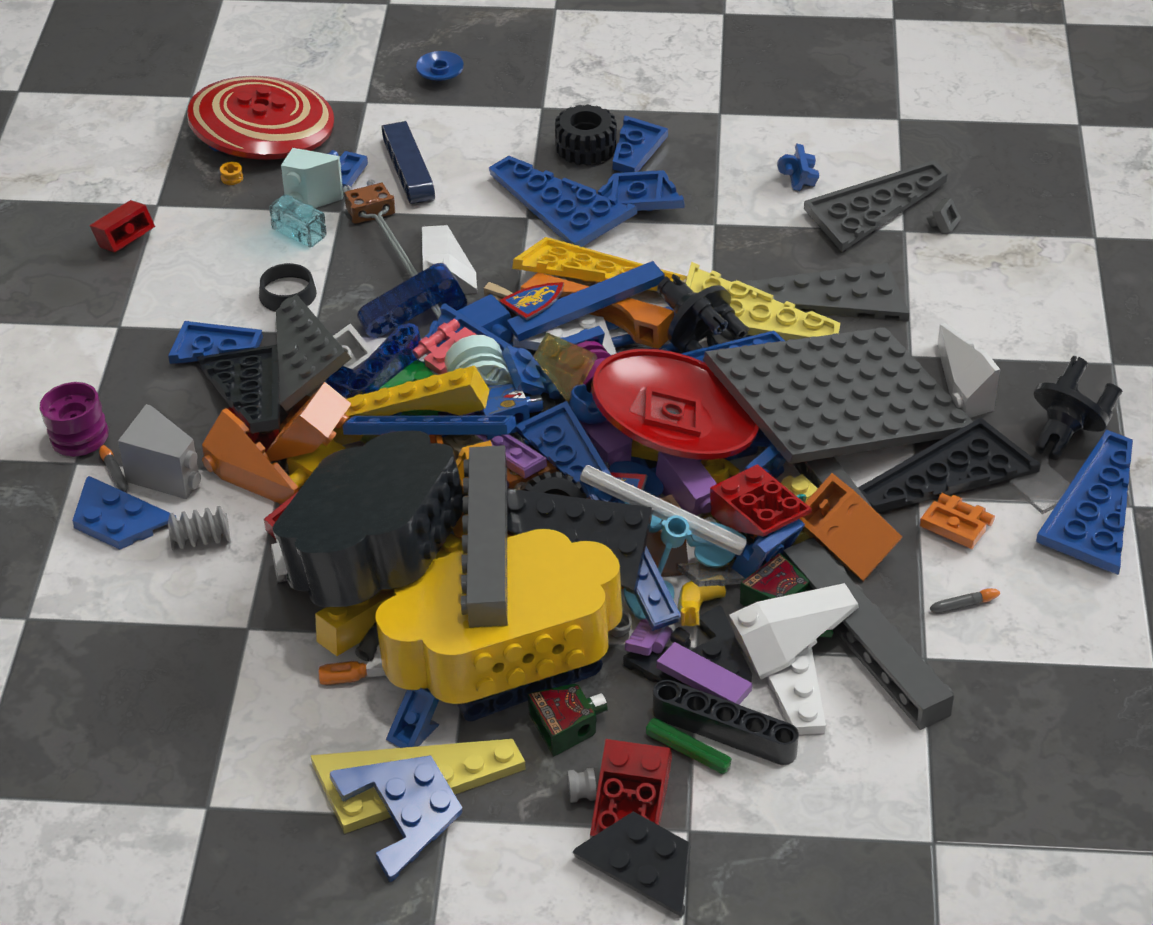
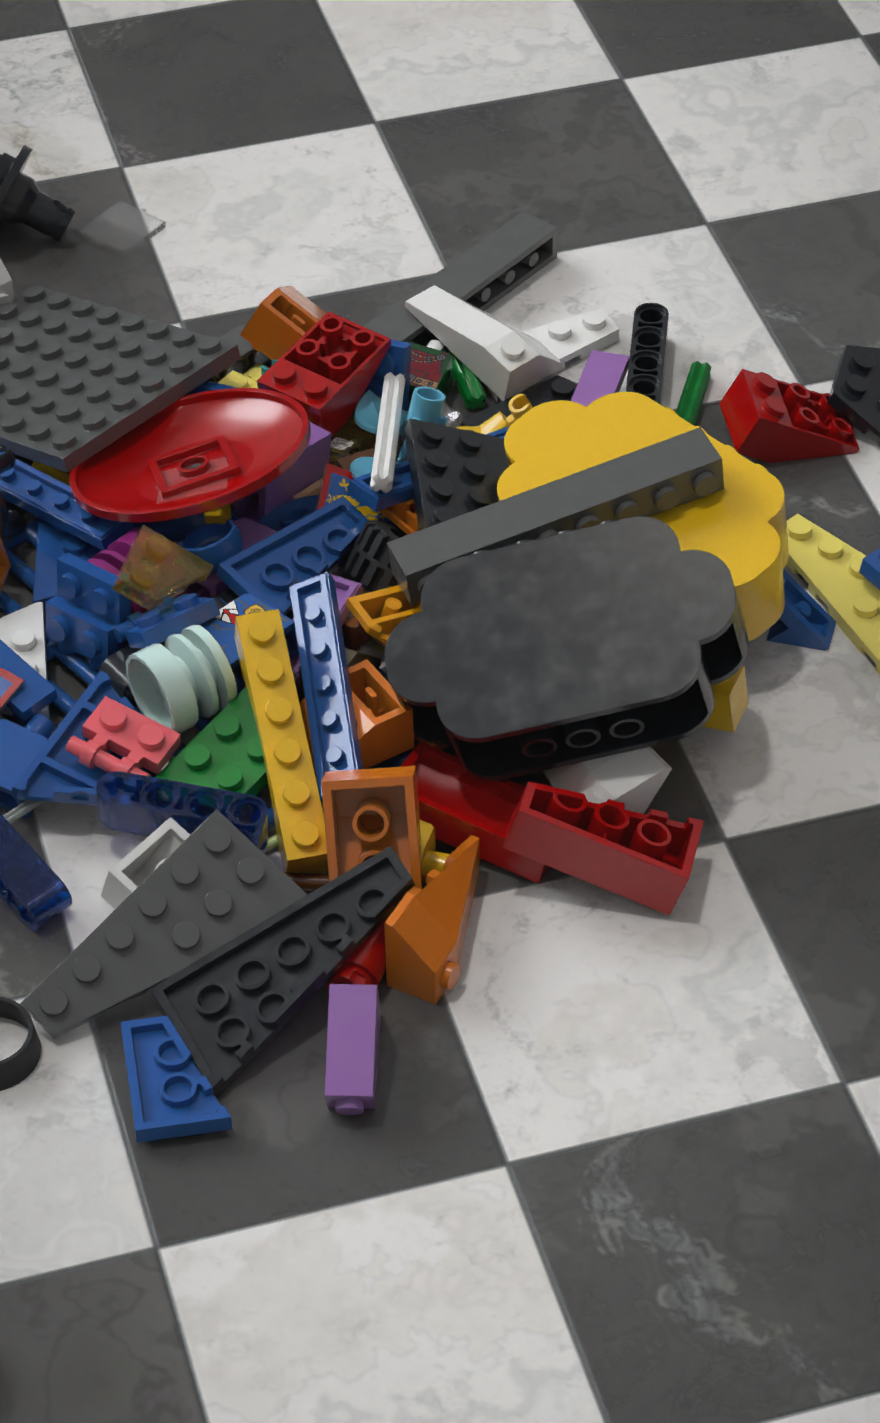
camera: 110 degrees left, 0 degrees up
(74, 419) = (449, 1155): magenta wheel -> none
(113, 467) = (481, 1118): dark grey piece -> none
(115, 515) = (598, 1056): blue wing -> none
(159, 455) = (472, 1017): light grey slope -> none
(184, 404) = (352, 1048): none -> medium lavender slope
(198, 527) = (592, 933): light grey piece -> none
(243, 539) = (605, 844): none -> red wedge
(342, 672) = (759, 718): orange piece -> none
(581, 785) = (805, 458): light grey wheel -> none
(957, 463) = (106, 274): black wing -> none
(957, 520) = (227, 273): orange plate -> none
(984, 595) = (344, 250): dark grey piece -> none
(1093, 509) = (147, 181): blue wing -> none

